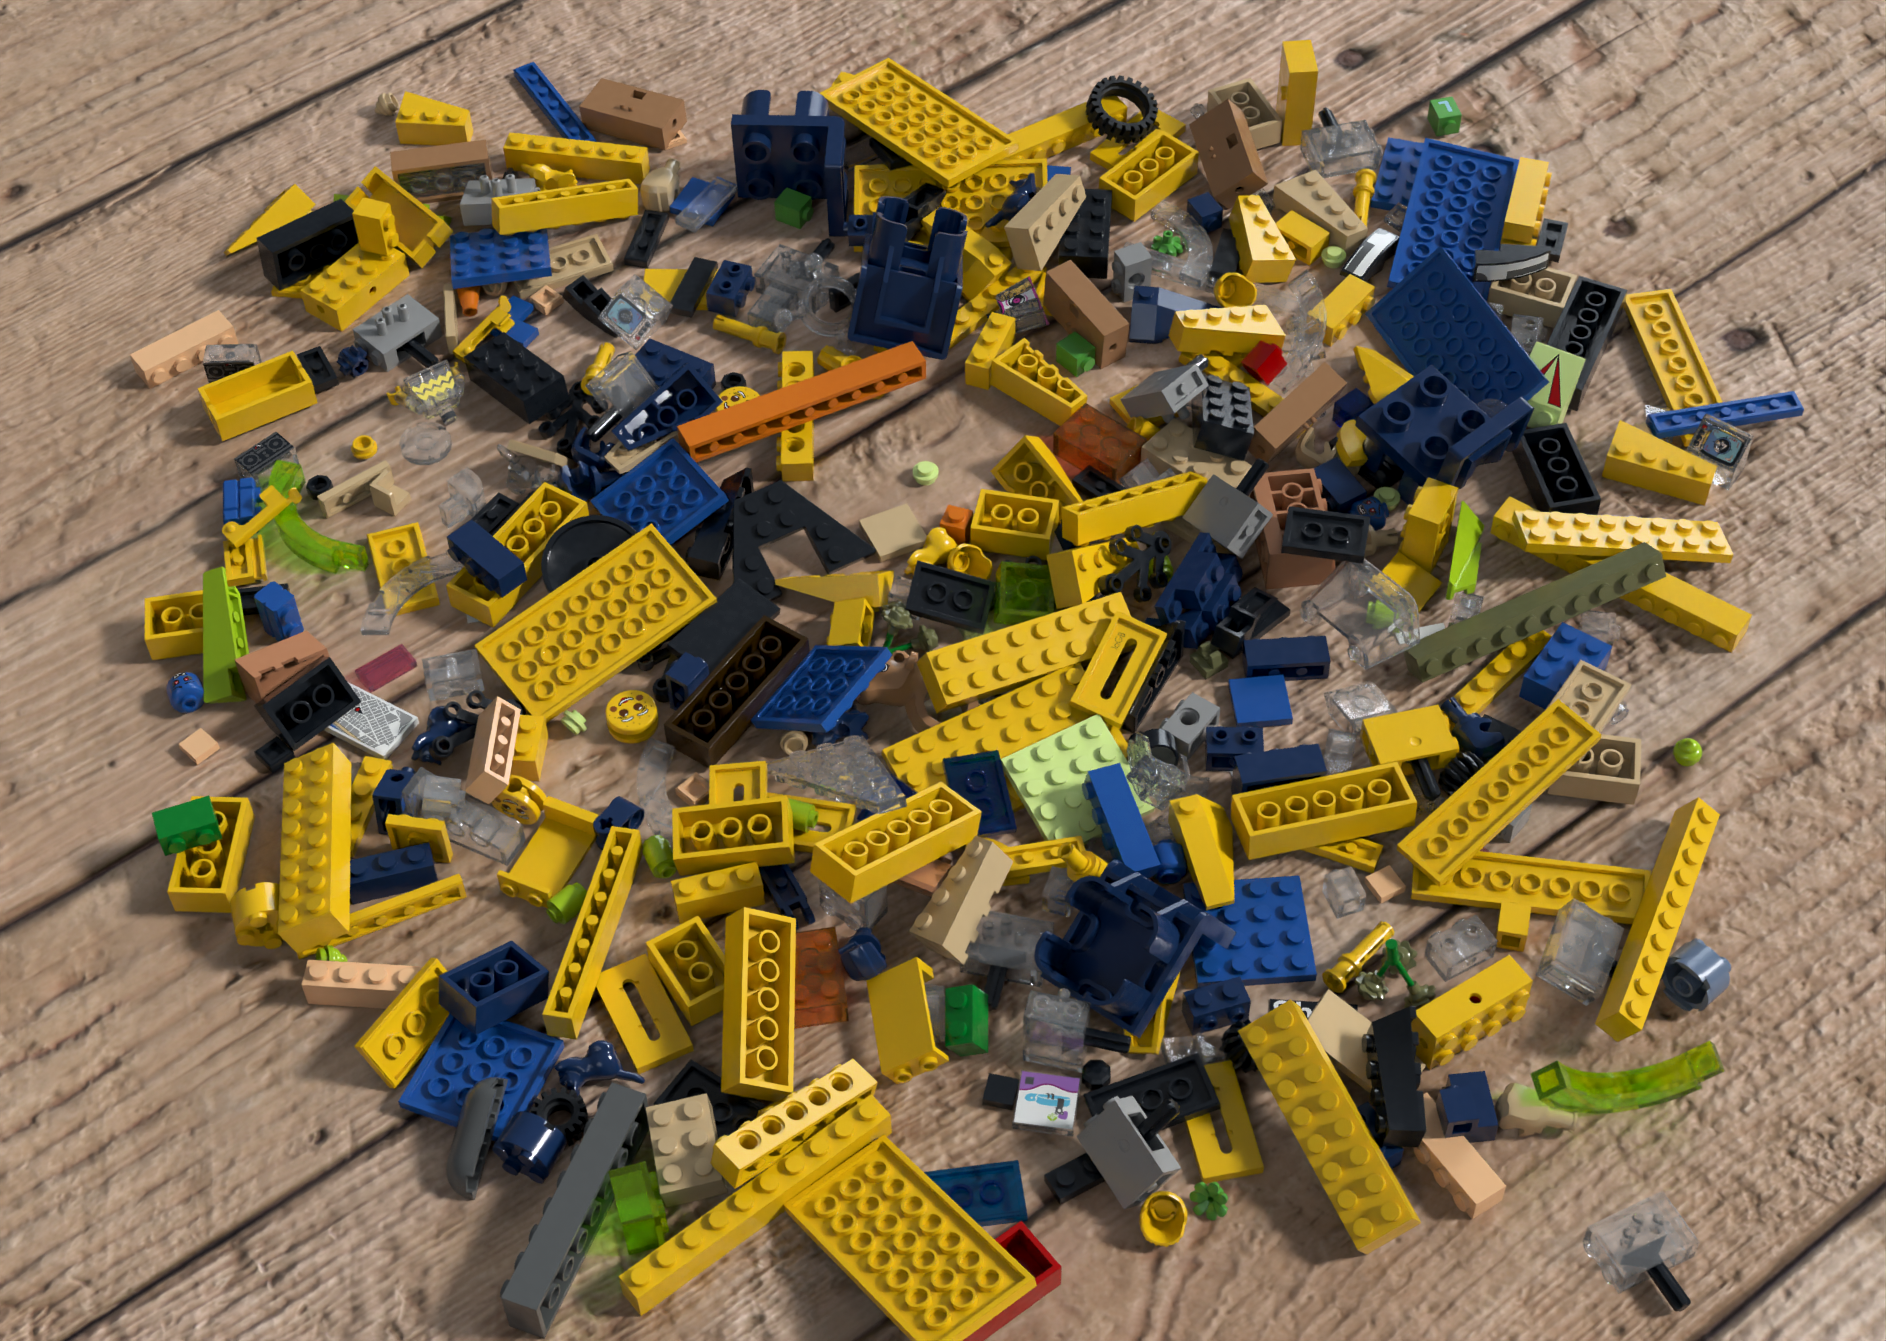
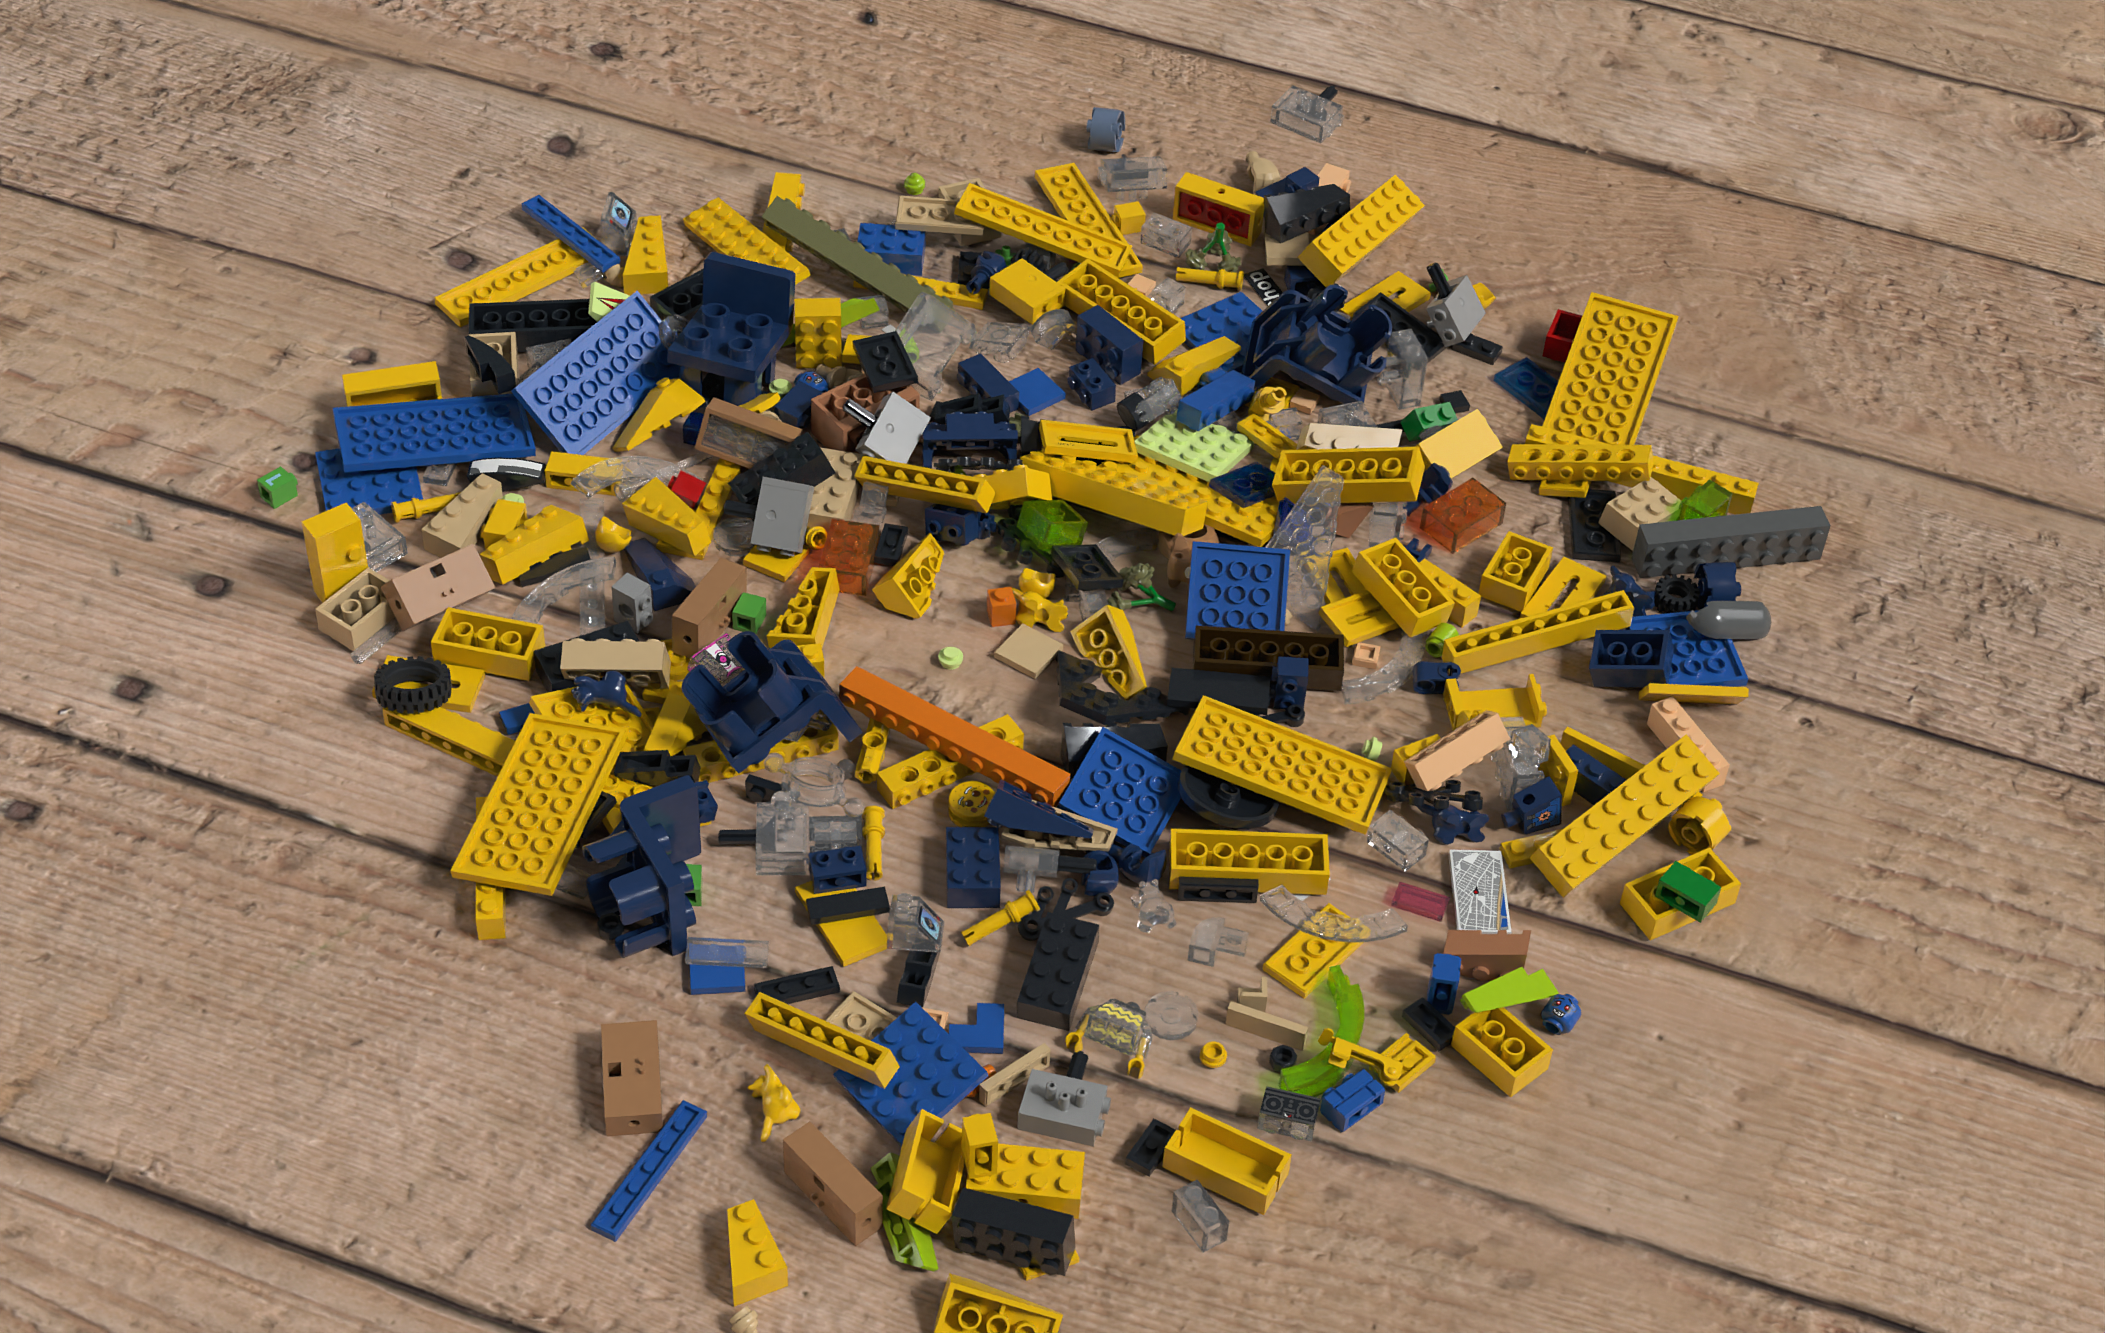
camera: 125 degrees left, 5 degrees down
(182, 349) = (1210, 1274): light nougat brick -> none
(199, 746) = (1594, 980): light nougat tile -> none
(274, 754) = (1557, 927): black tile -> none
(308, 703) = (1496, 914): black slope -> none
(353, 361) = (1125, 1118): dark blue gear -> none
(476, 200) = (837, 1113): light grey piece -> none
(486, 558) = (1291, 848): dark blue brick -> none
(495, 512) = (1231, 910): black plate -> none
(496, 319) = (995, 1031): yellow piece -> none
(540, 454) = (1135, 901): tan tile -> none
(566, 903) = (1520, 669): lime brick -> none
(585, 158) = (728, 1093): yellow brick -> none
(632, 716) = (1337, 718): yellow head -> none
(661, 187) = (723, 994): tan piece -> none
(732, 380) = (940, 822): black tile -> none
(758, 1005) = (1521, 508): yellow brick -> none
(803, 815) = (1344, 580): lime brick -> none
(851, 623) = (1156, 621): yellow brick -> none
(1014, 524) = (973, 567): yellow brick -> none
(1046, 1103) = (1445, 377): tile -> none
(1167, 244) = (563, 613): bright green plant -> none
(1190, 723) = (1090, 410): light grey brick -> none
(1206, 211) = (509, 595): dark blue brick -> none
(1626, 1090) = (1203, 140): clear neon green arch -> none
(1657, 920) = (1077, 149): yellow brick -> none

